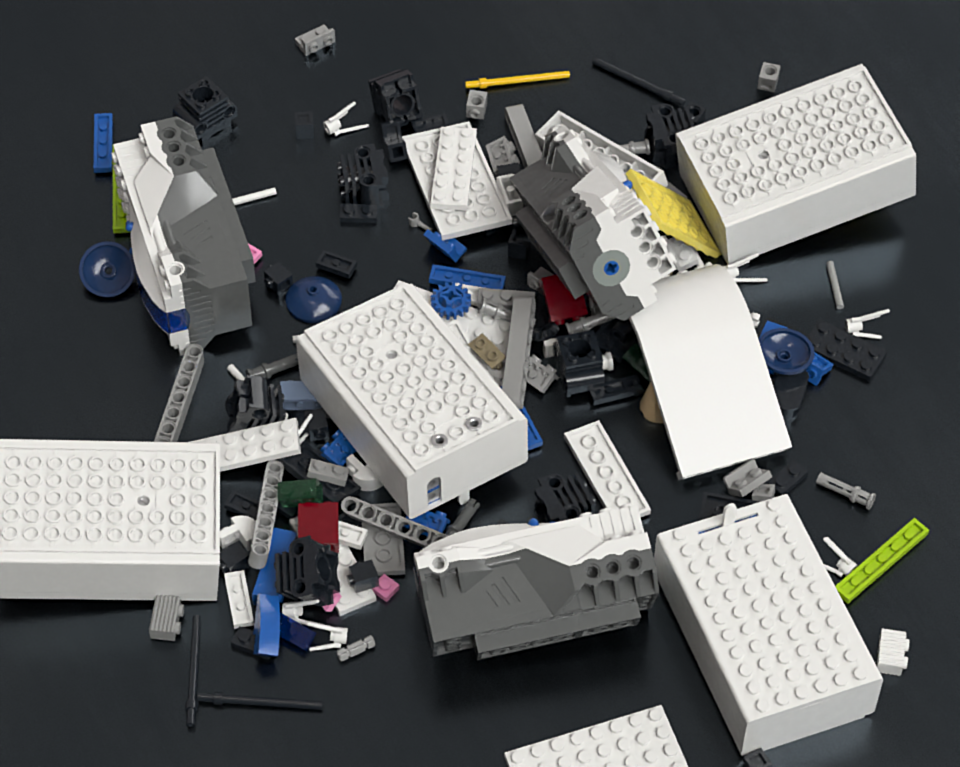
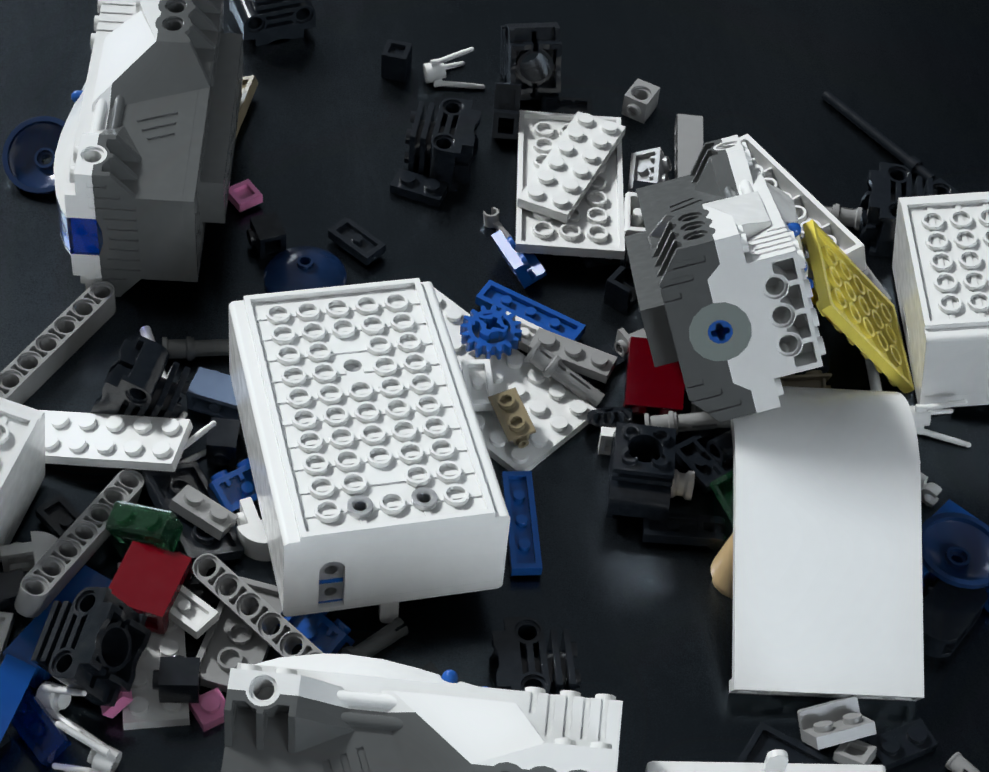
camera: 15 degrees right, 5 degrees down
(254, 196) = (286, 127): white bar -> none
(483, 82) = (662, 79): yellow bar -> none
(519, 349) = (555, 431): light grey beam -> none
(539, 375) = (572, 469): light grey bracket -> none
(605, 468) = (622, 643): white plate -> none
(682, 253) = (852, 369): white bracket -> none

